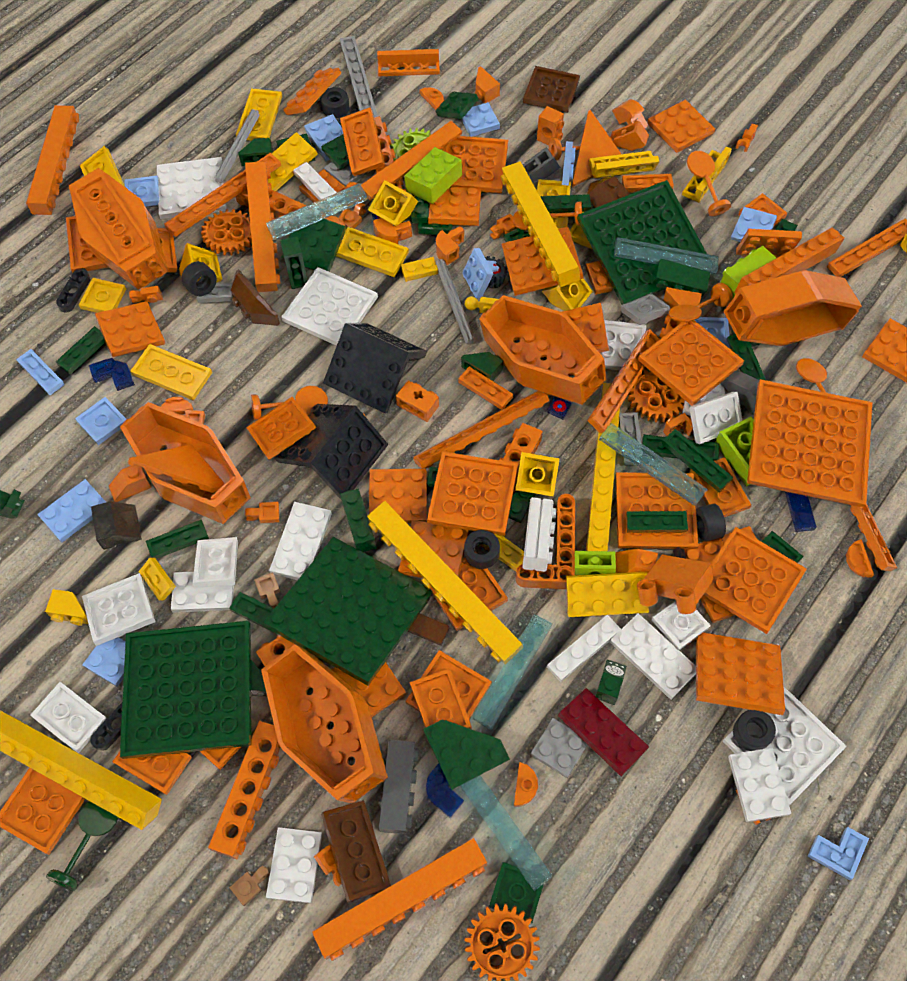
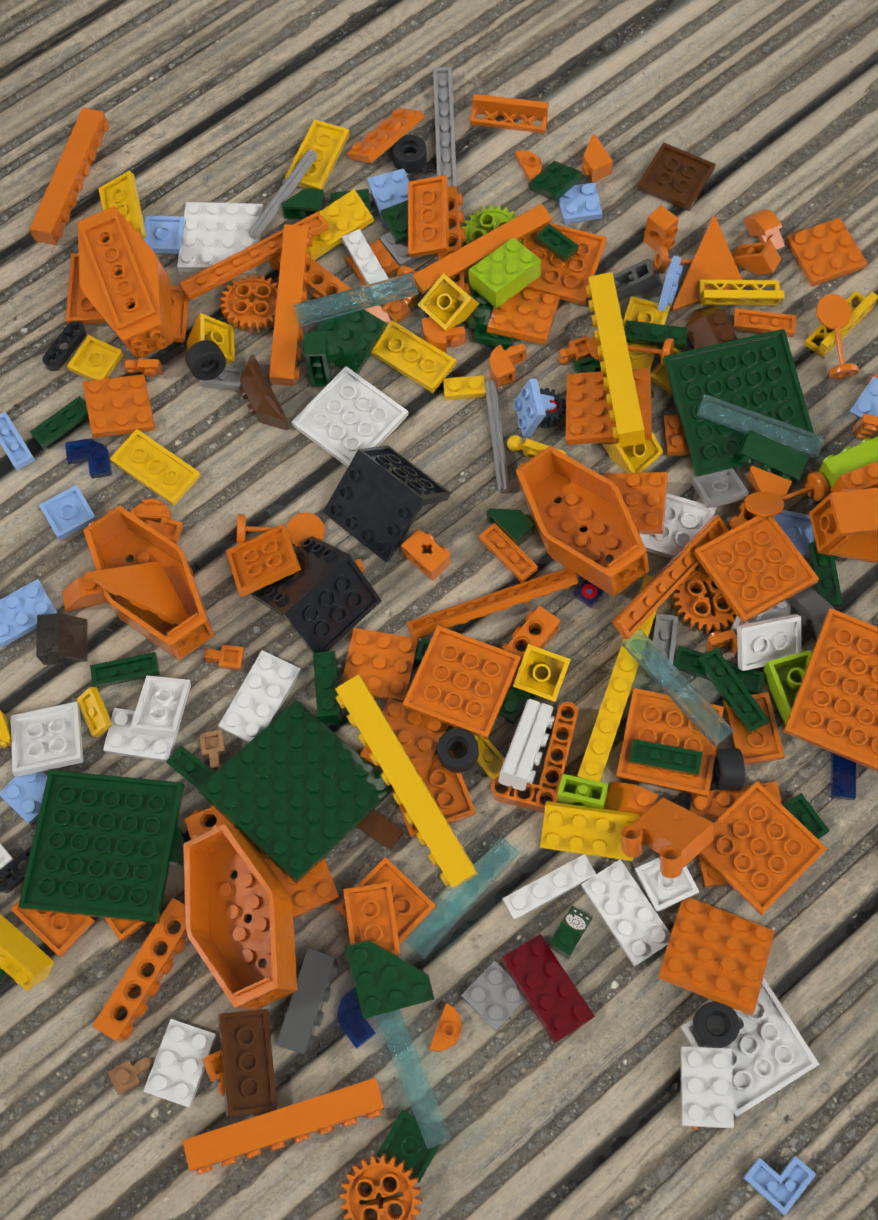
camera: 15 degrees right, 5 degrees up
(469, 148) = (556, 243): none -> dark green plate

